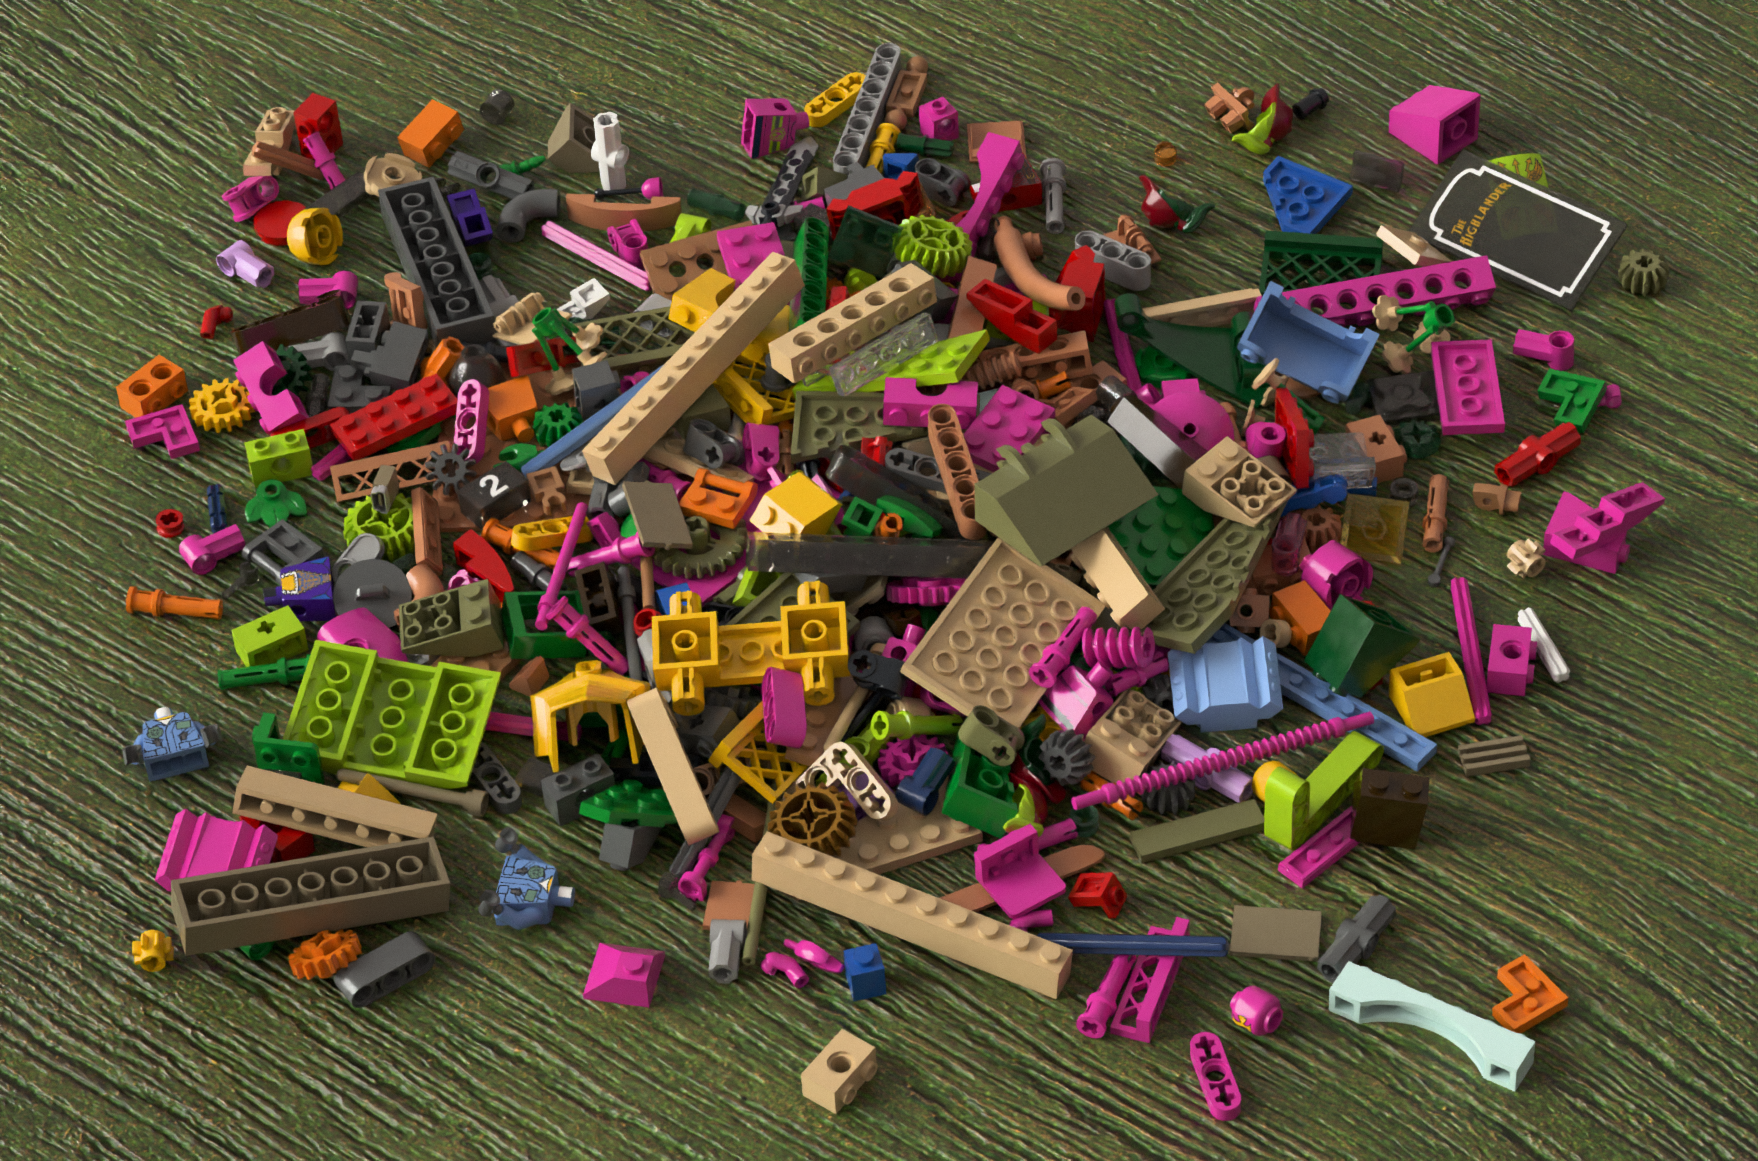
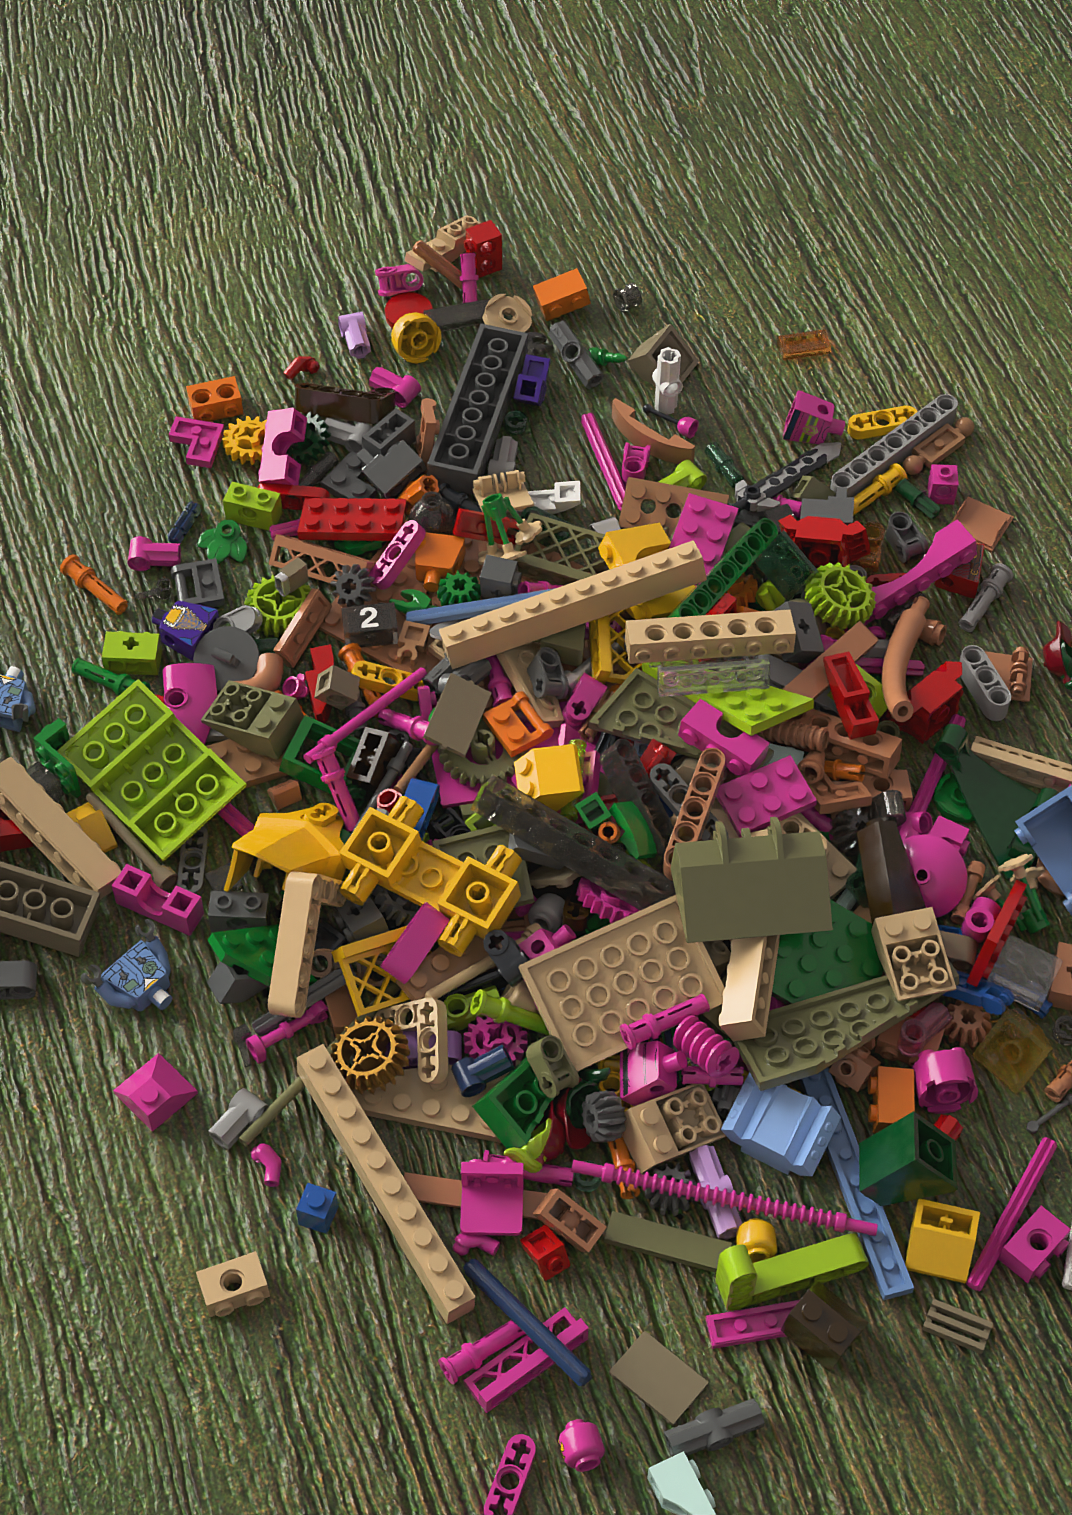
camera: 30 degrees right, 10 degrees up
(169, 523) = (143, 522): red bush -> none
(468, 826) = (139, 893): none -> dark pink arch
(514, 556) = (337, 687): none -> dark tan brick
(526, 208) = (581, 393): dark grey cylinder -> none
(704, 70) = (804, 344): none -> clear orange tile
(728, 902) = (272, 1079): nougat piece -> none
(815, 955) = (295, 1167): dark pink hand -> none
(896, 163) = (883, 507): blue slope -> none
(1103, 850) = (569, 1220): none -> nougat brick
(1282, 631) = (857, 1102): tan bush -> none

